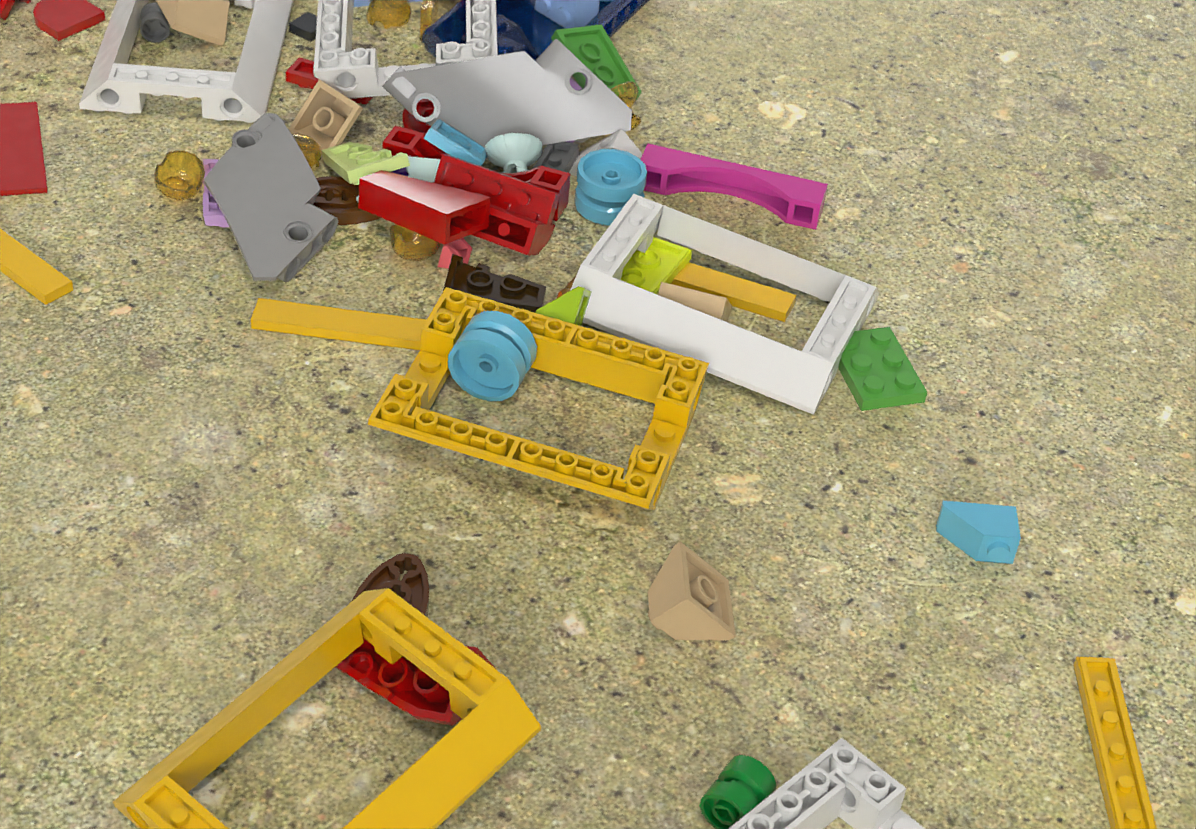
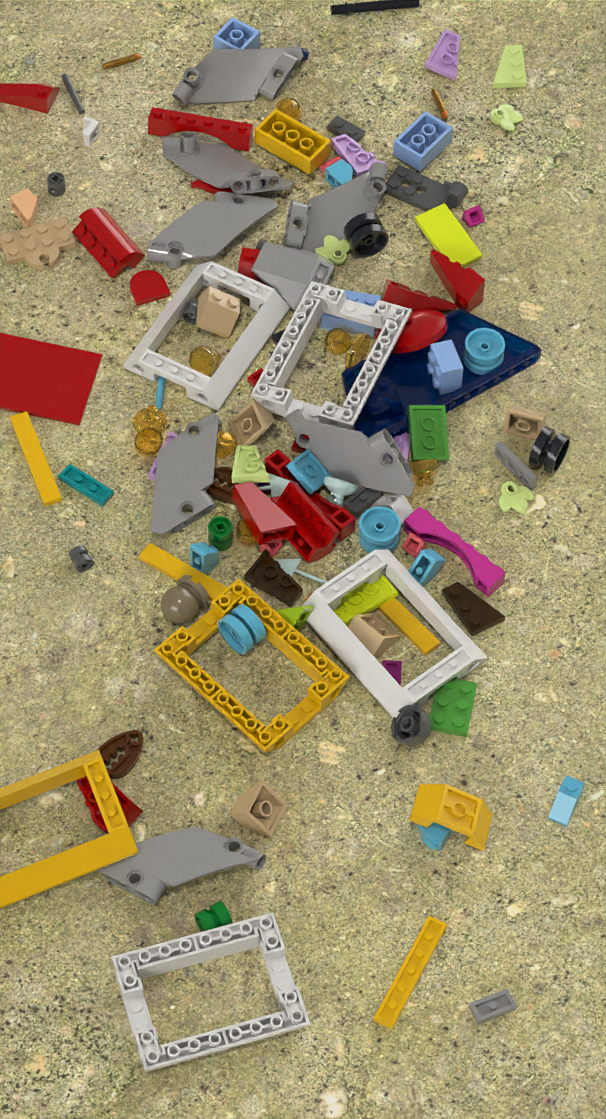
camera: 30 degrees right, 15 degrees up
(103, 258) = (86, 485): none -> teal tile
(152, 346) = (81, 558): none -> dark grey wheel
(155, 149) = (149, 417): none -> clear yellow hair
(157, 121) = (160, 392): none -> medium azure piece
(209, 51) = (204, 360): none -> clear yellow hair
(363, 286) = (203, 557): none -> medium azure slope
(369, 253) = (220, 533): none -> green wheel
(371, 345) = (183, 601): none -> dark tan tile
(505, 267) = (290, 566): none -> light aqua piece
(606, 723) = (177, 860): none -> light grey panel
(669, 193) = (414, 545): none -> coral slope
(709, 203) = (426, 566): none -> medium azure slope
(715, 26) = (524, 422): none -> tan slope
(738, 75) = (515, 465): none -> light grey tile
(762, 110) = (517, 499): none -> yellowish green plate
(776, 42) = (549, 449): none -> black wheel
(809, 244) = (471, 609): none -> dark brown wing
(847, 400) = (411, 726): none -> dark grey cylinder
(993, 474) = (452, 810): none -> yellow slope
(1140, 427) = (566, 800): none -> medium azure slope

